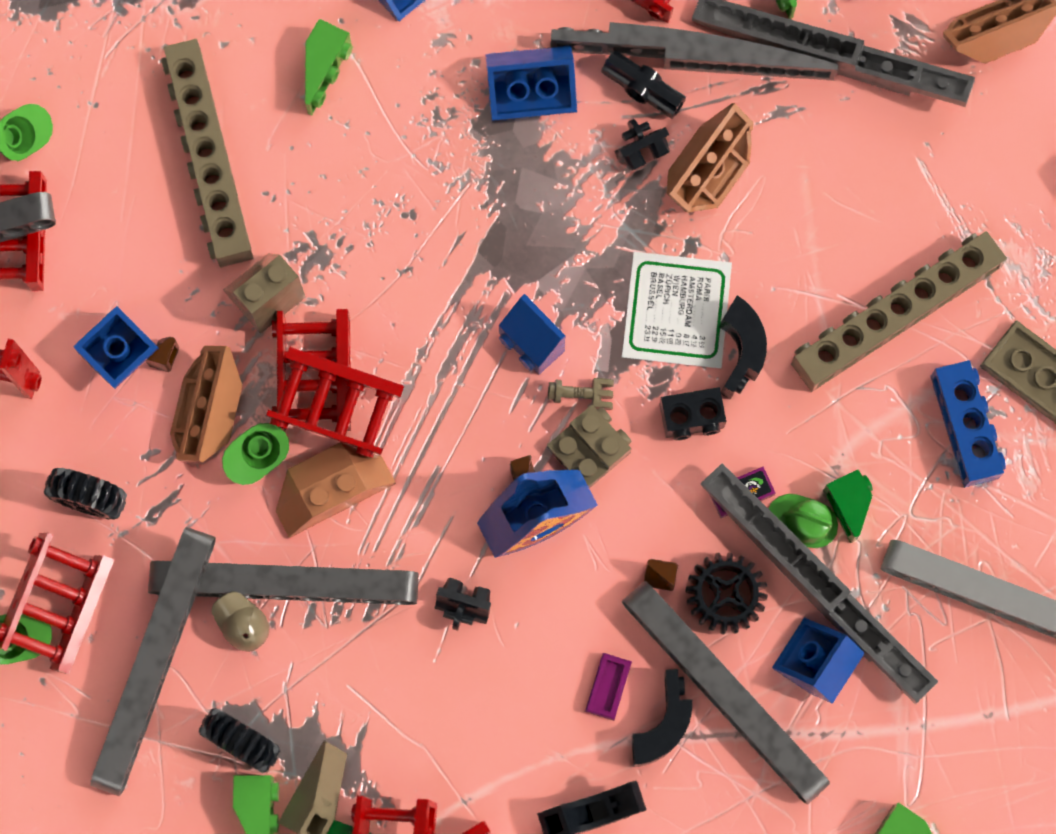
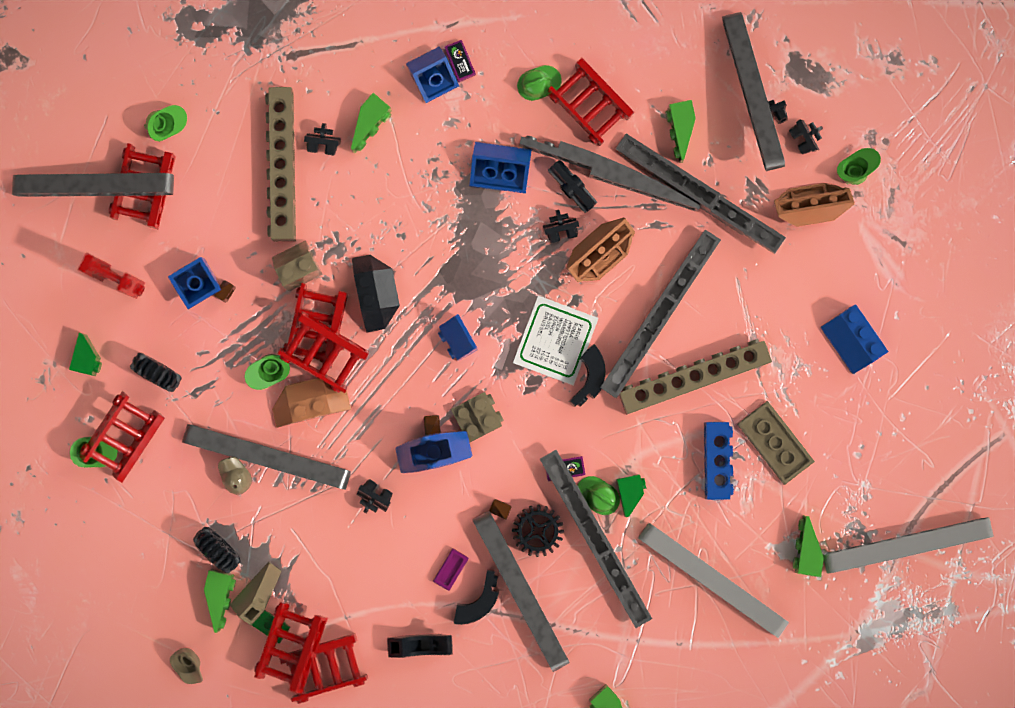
camera: 10 degrees right, 10 degrees up
(153, 661) = (175, 487): flat silver beam -> none
(206, 405) = (243, 333): nougat wedge -> none
(273, 106) = (314, 140): none -> black hips
(391, 302) = (375, 292): none -> black wedge
(556, 391) = (466, 376): dark tan hinge -> none
(690, 406) = (547, 406): black brick -> none
(818, 659) = (583, 586): blue slope -> none
(822, 231) = (660, 313): none -> flat silver slope

